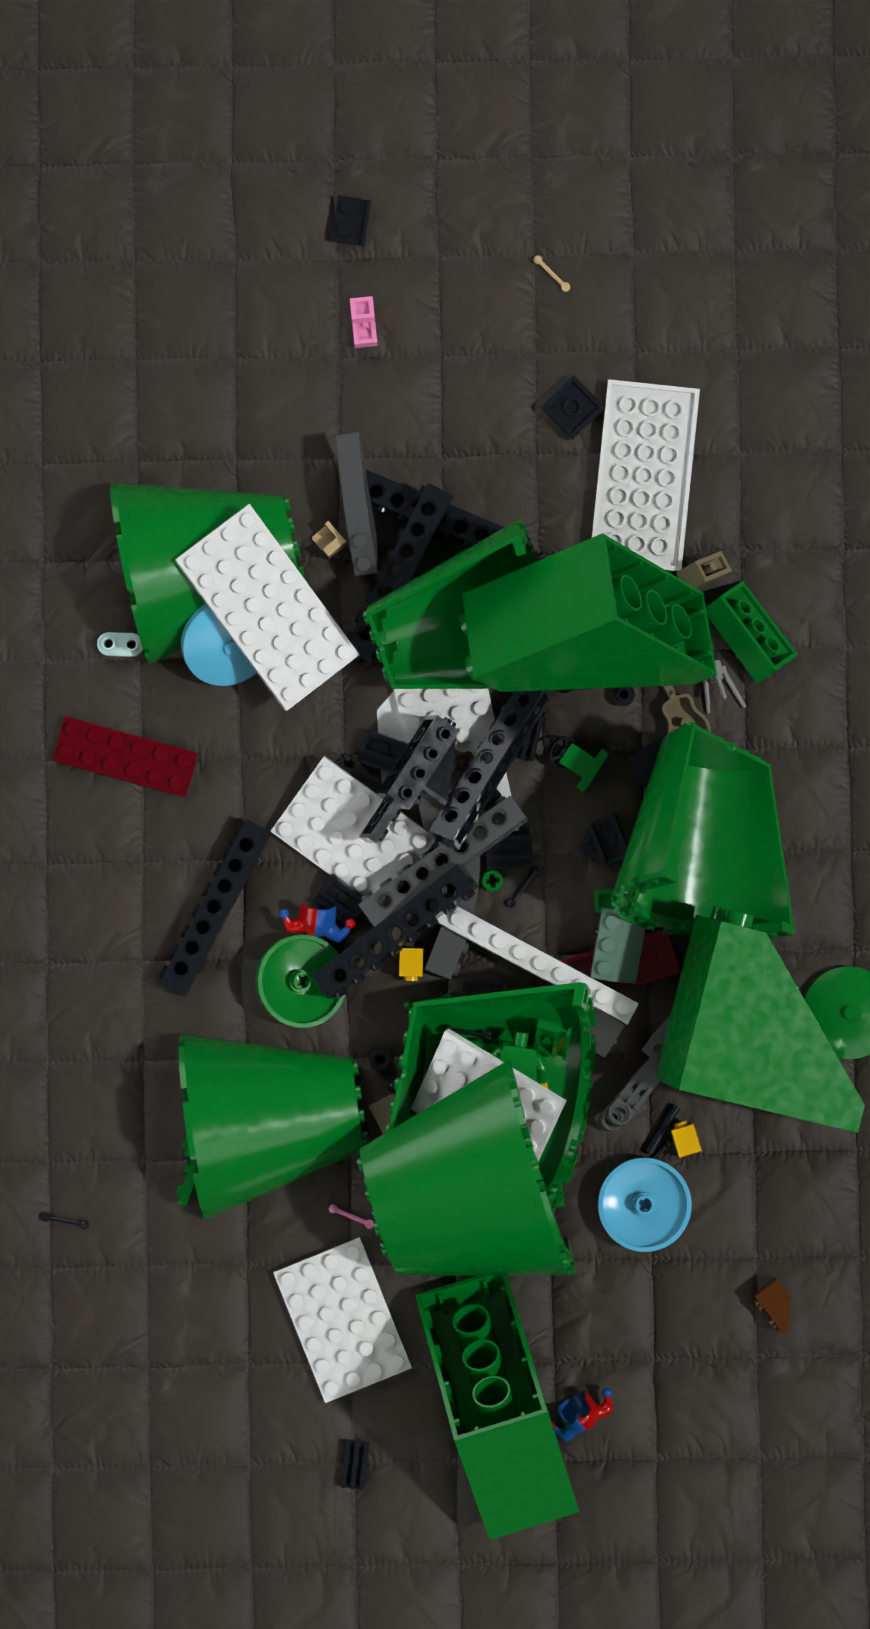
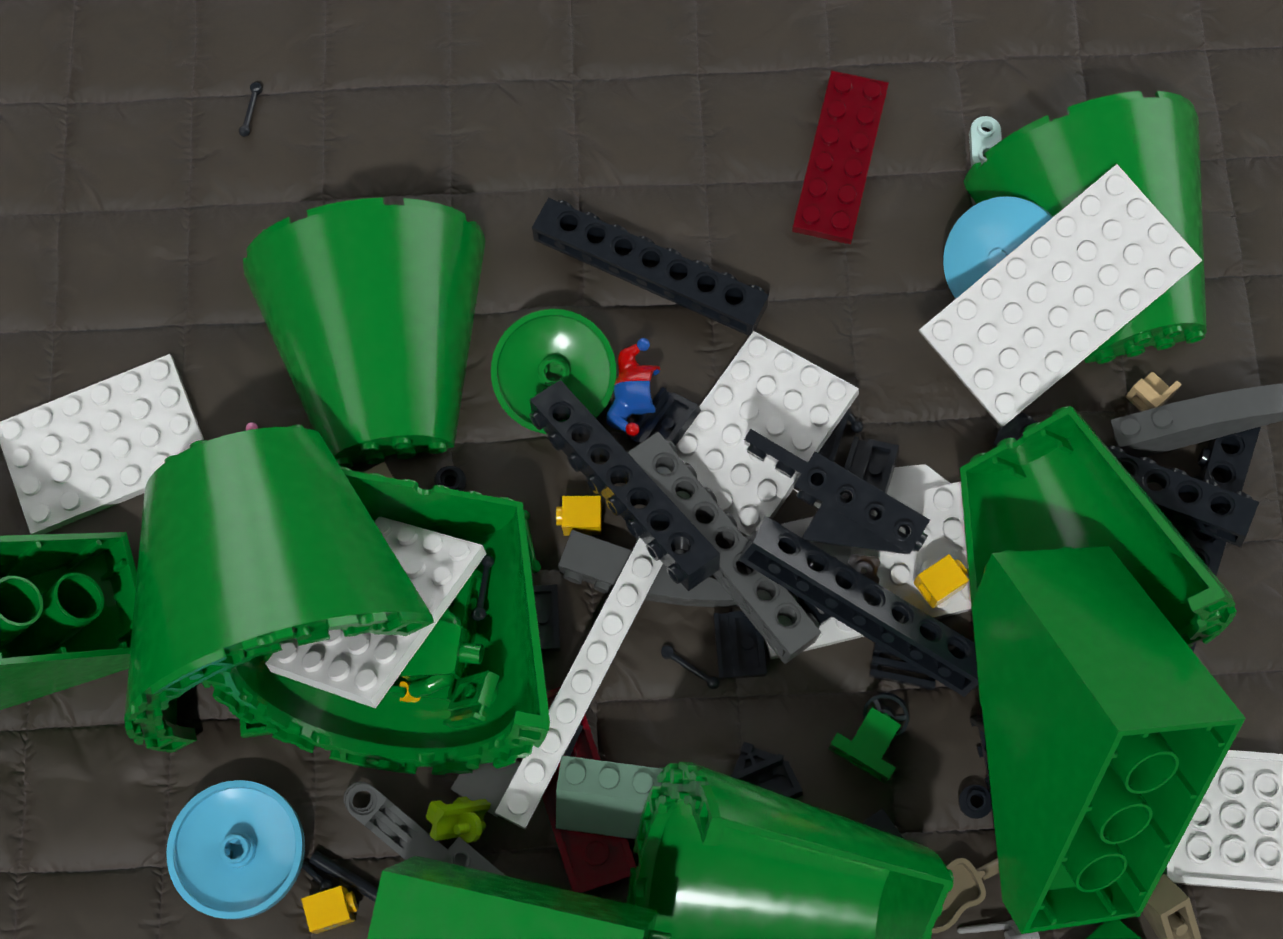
camera: 90 degrees right, 15 degrees down
(471, 706) = (942, 580): none -> yellow brick
(496, 875) = (691, 630): green bush -> none
(629, 1049) = (459, 819): none -> lime hips

